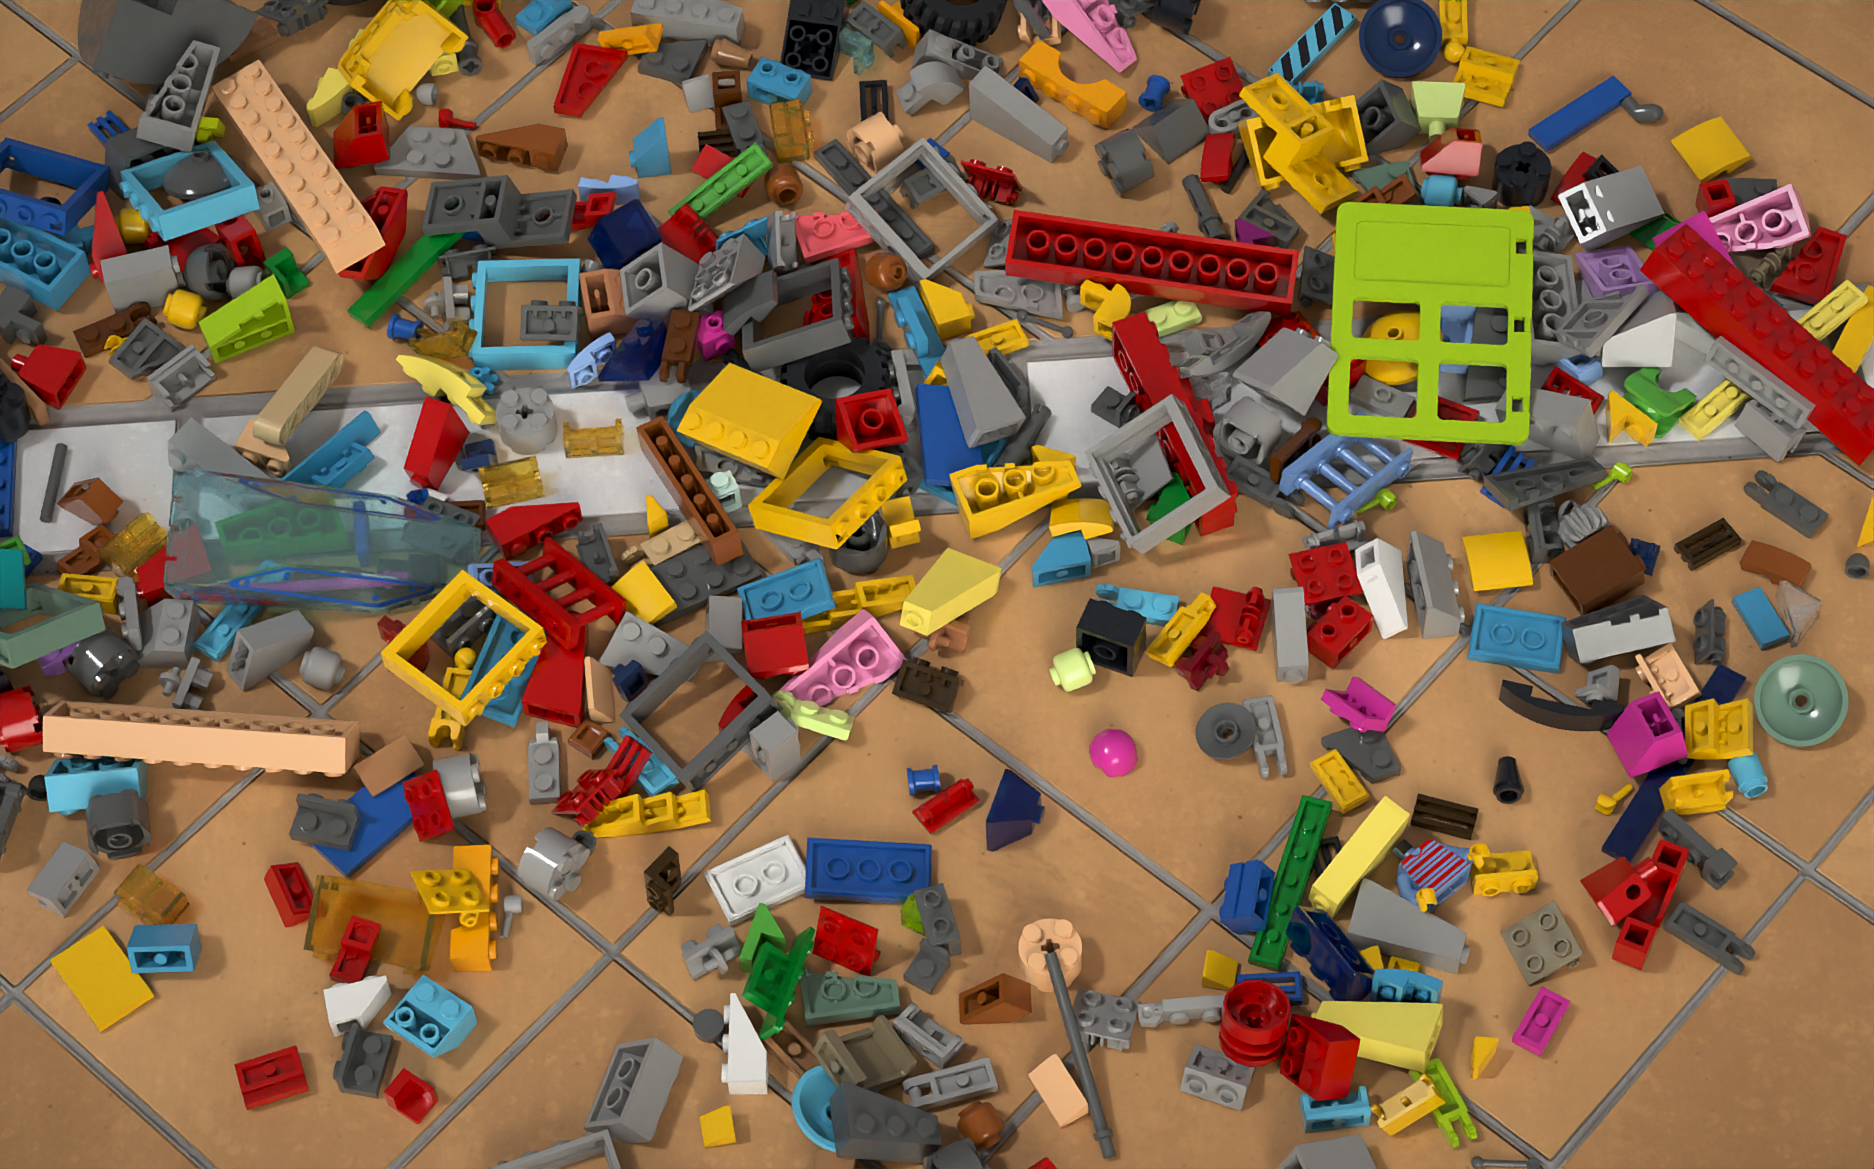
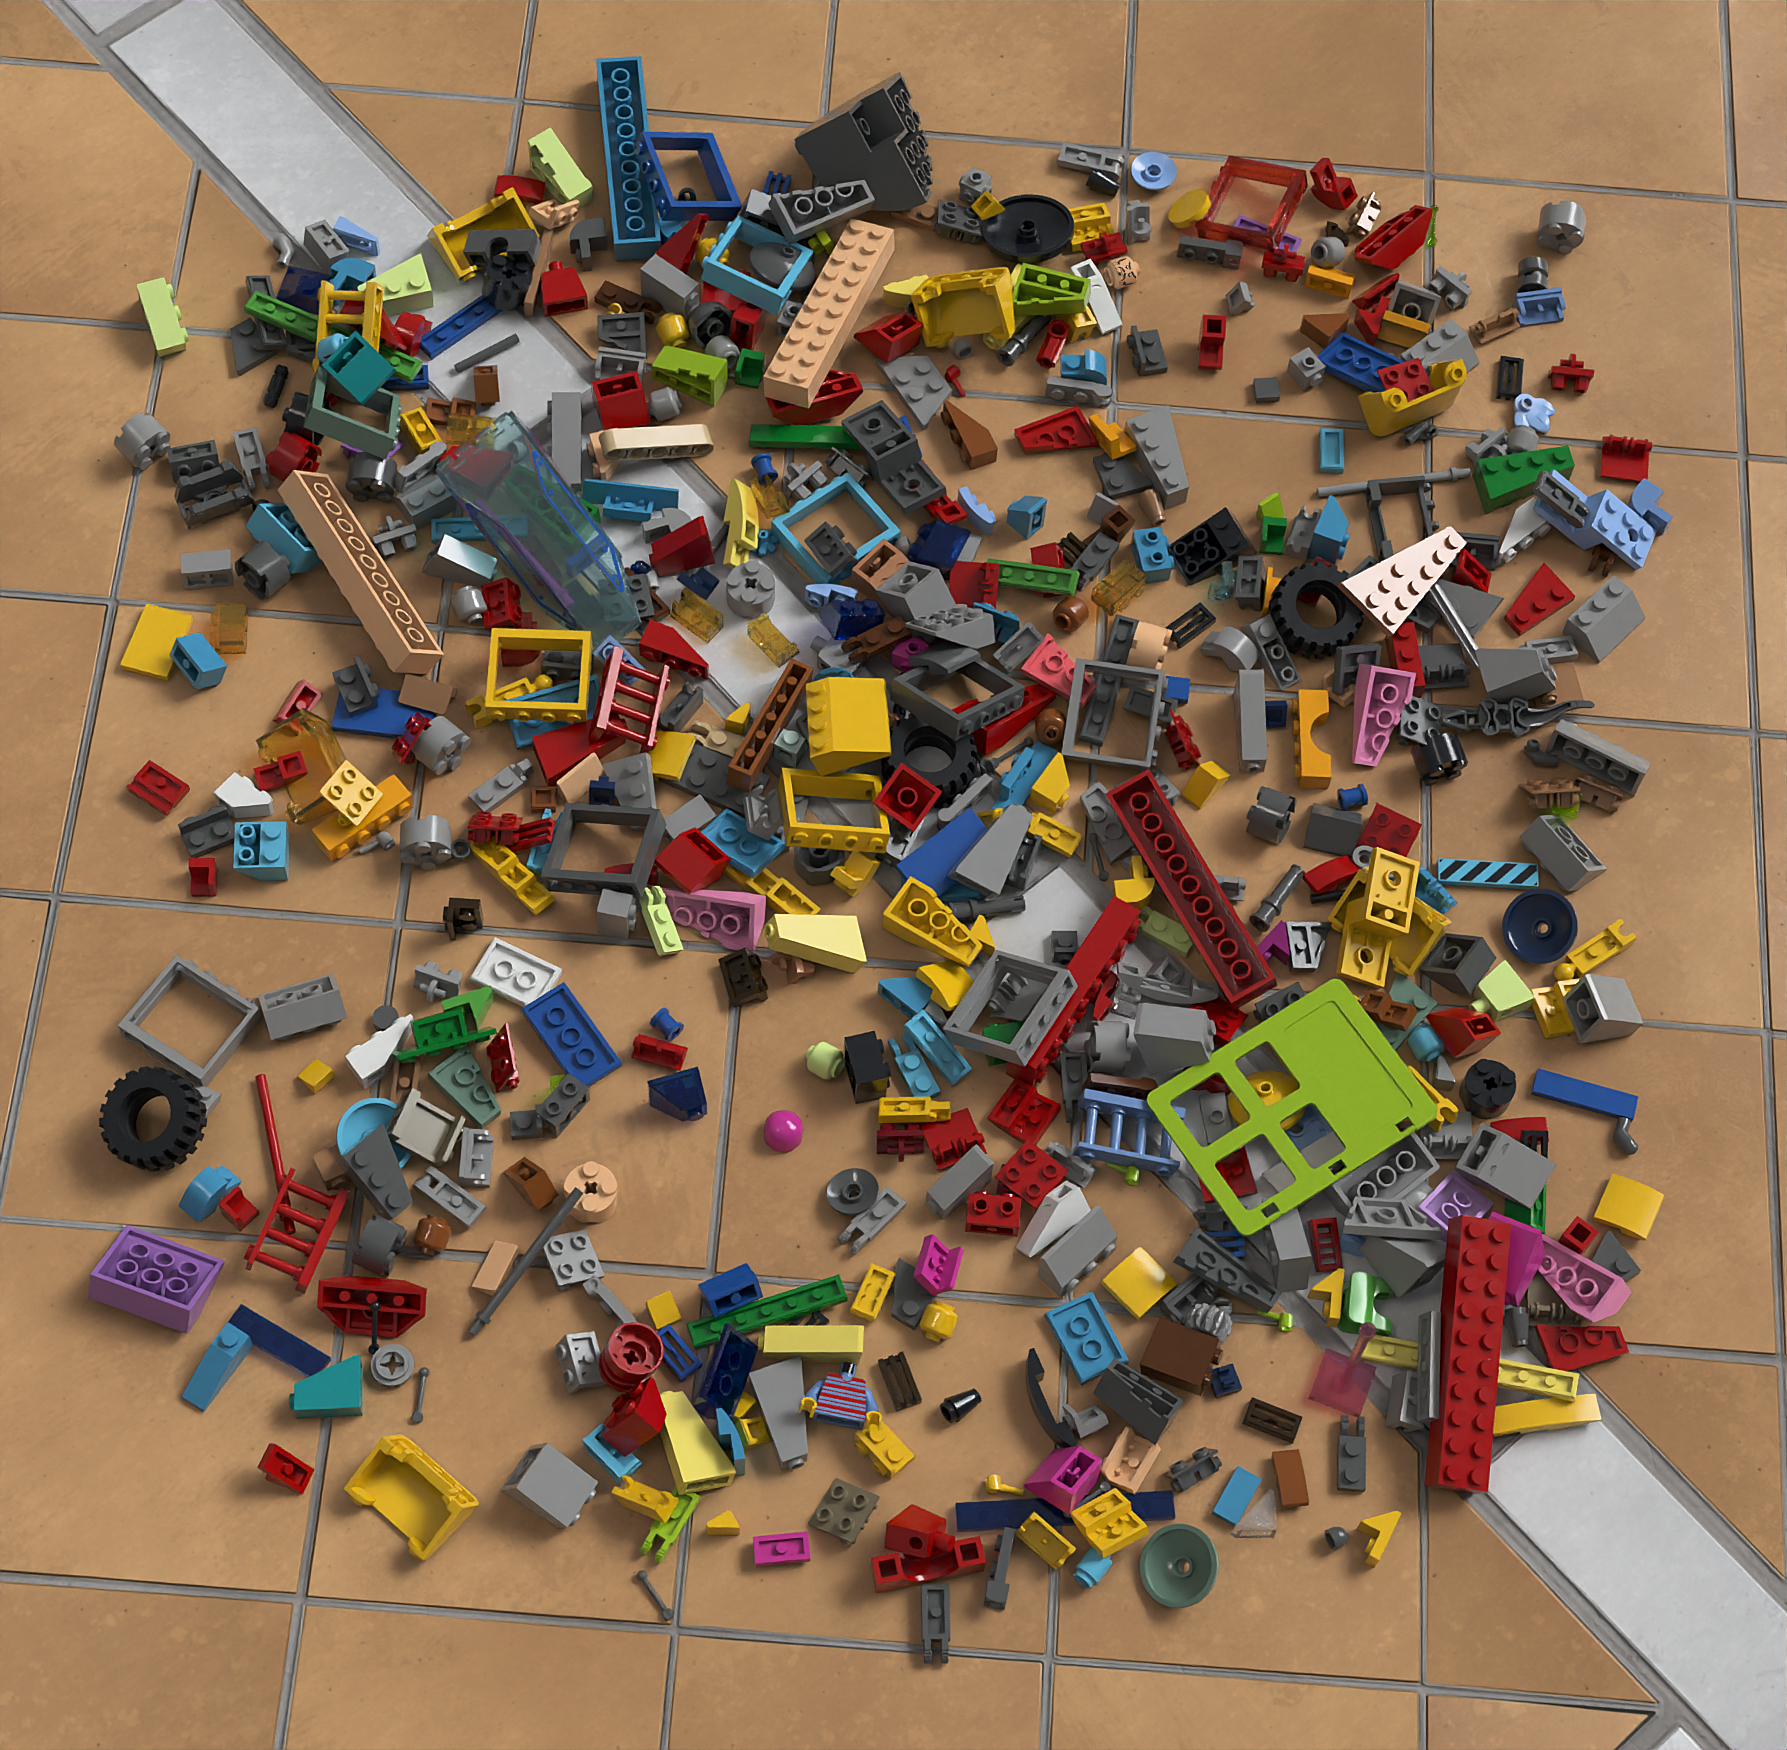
camera: 45 degrees right, 5 degrees up
(223, 399) = (620, 402): none -> red slope
(258, 366) = (664, 404): none -> light grey head
(351, 642) = (502, 604): none -> red bracket
(392, 443) = (670, 521): none -> light grey brick
(777, 552) = (763, 813): none -> light grey hinge
(1044, 193) = (1204, 783): none -> yellow slope
(1135, 569) = (937, 1047): none -> medium azure tile
(1254, 544) = (1024, 1112): none -> red slope
(1412, 744) = (938, 1321): none -> yellow head
(1515, 45) = (1601, 1008): none -> light grey slope
(1713, 464) = (1343, 1379): none -> clear pink tile

